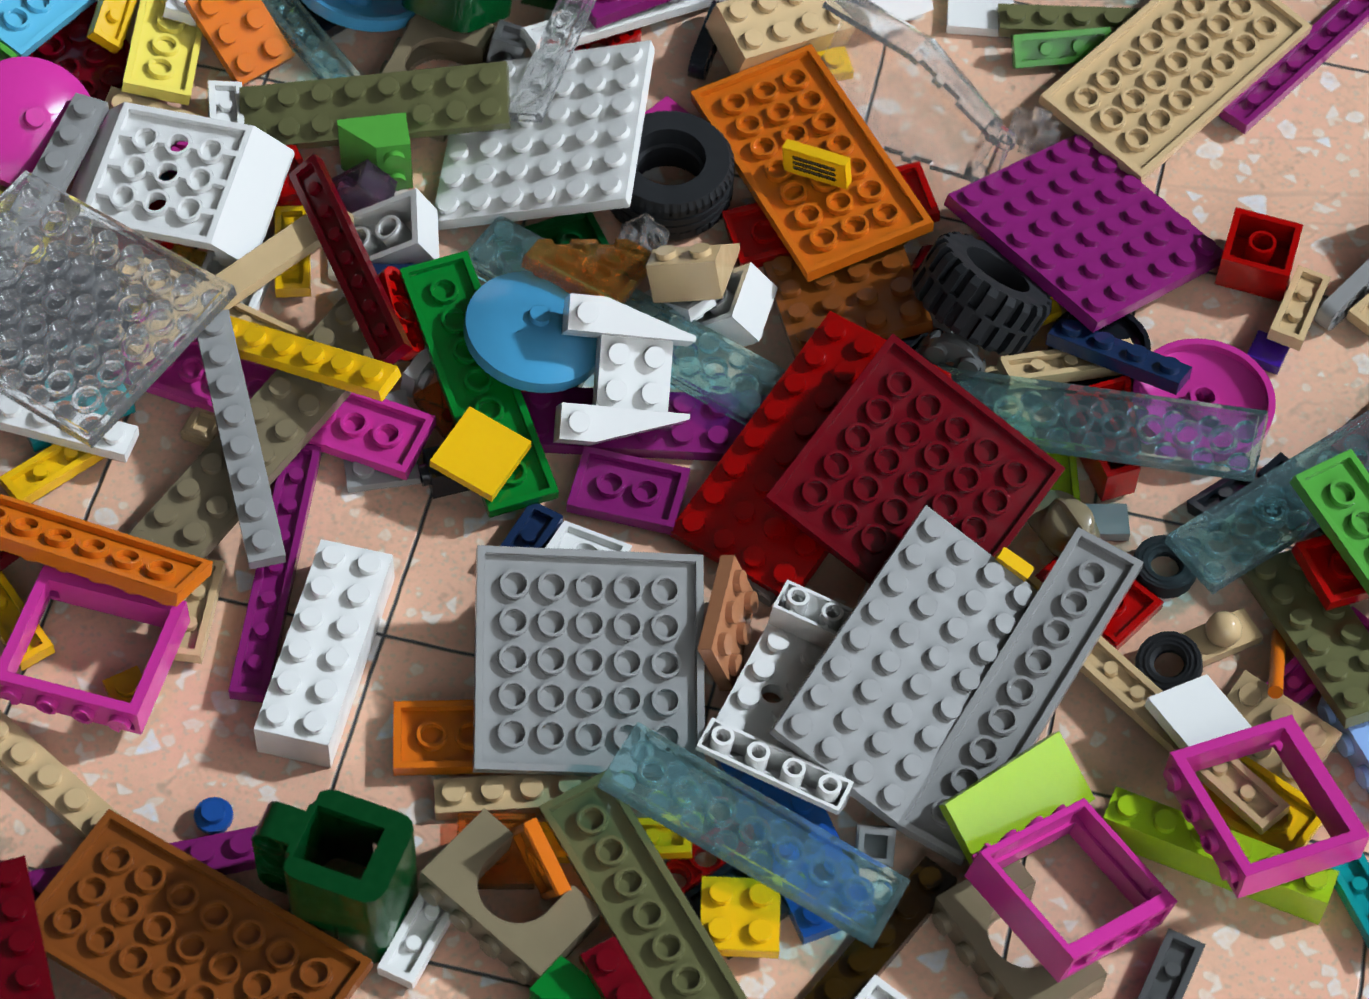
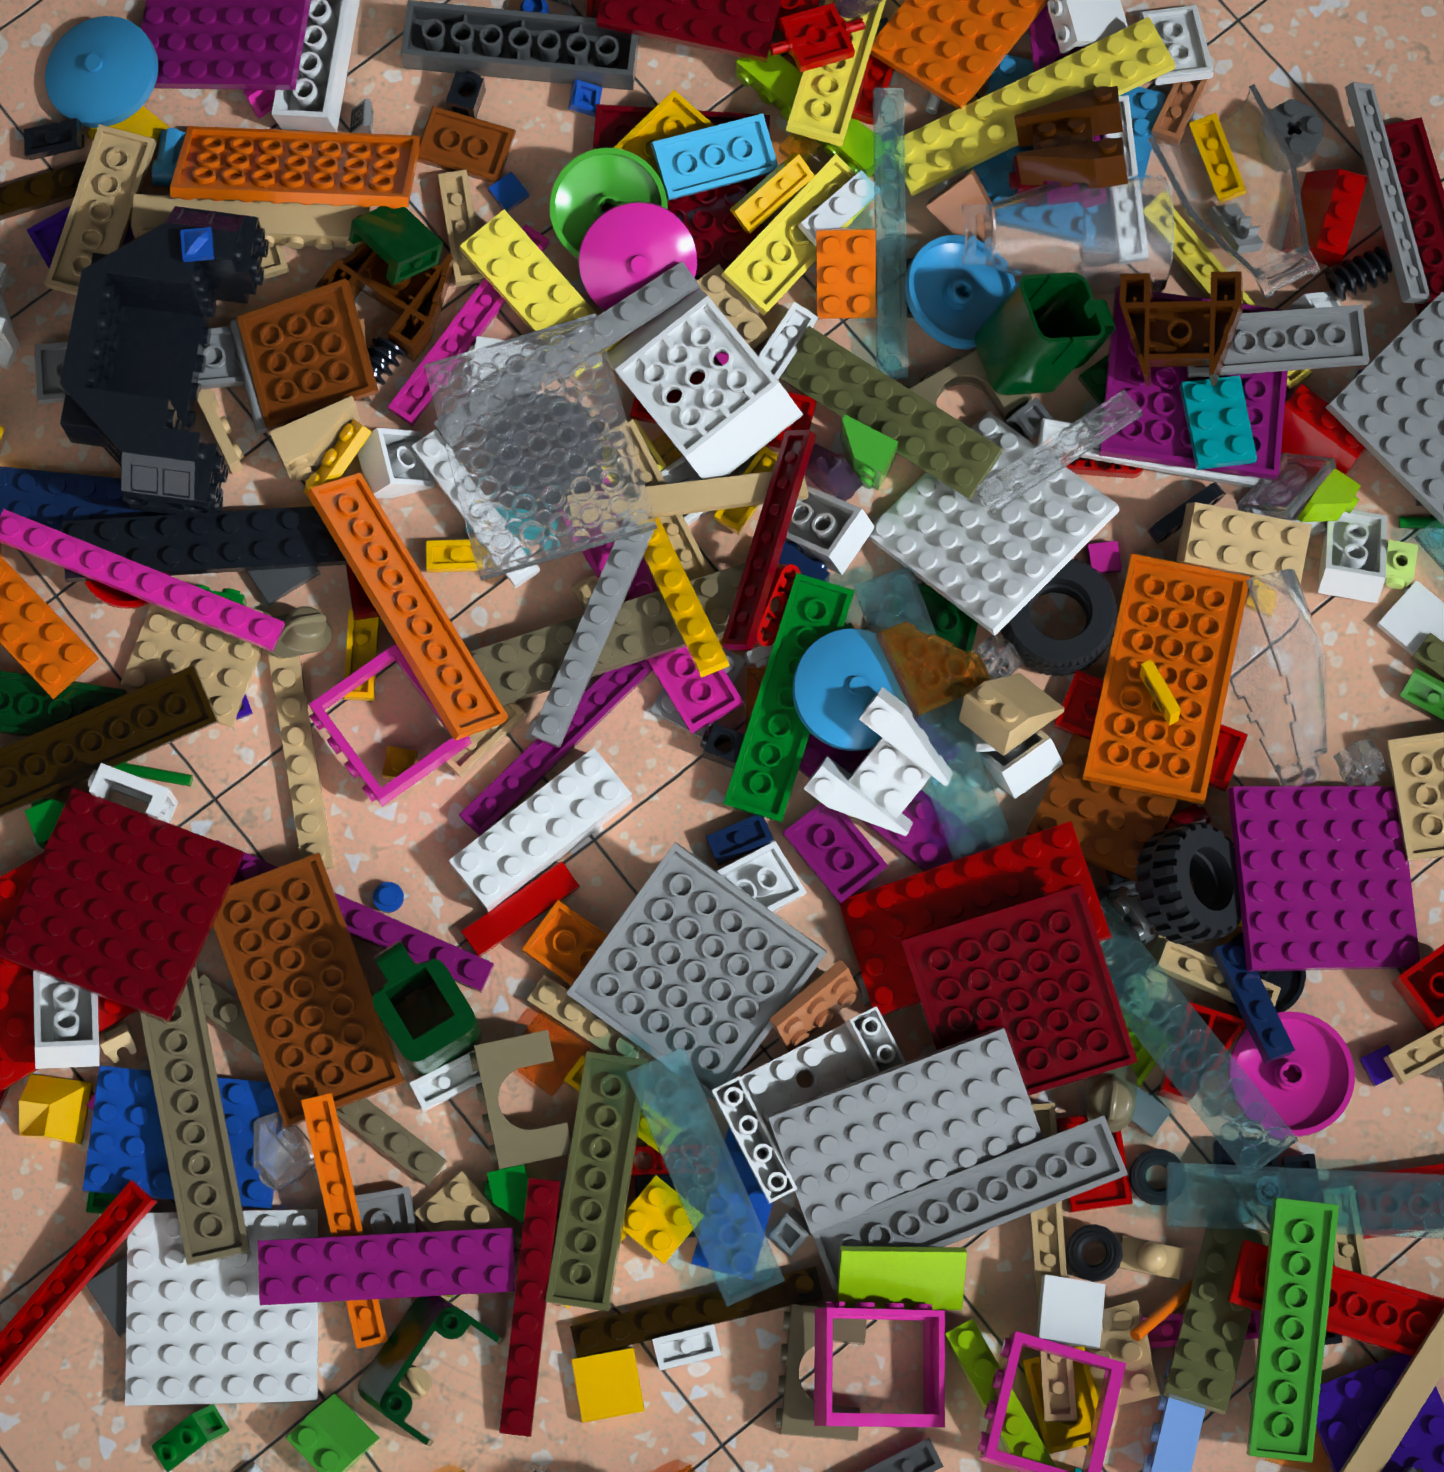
camera: 40 degrees right, 20 degrees up
(363, 733) = (520, 909): none -> red tile
(480, 454) = (746, 758): yellow tile -> none
(540, 859) = (555, 1092): orange tile -> none
(1014, 563) = (1037, 1107): yellow tile -> none

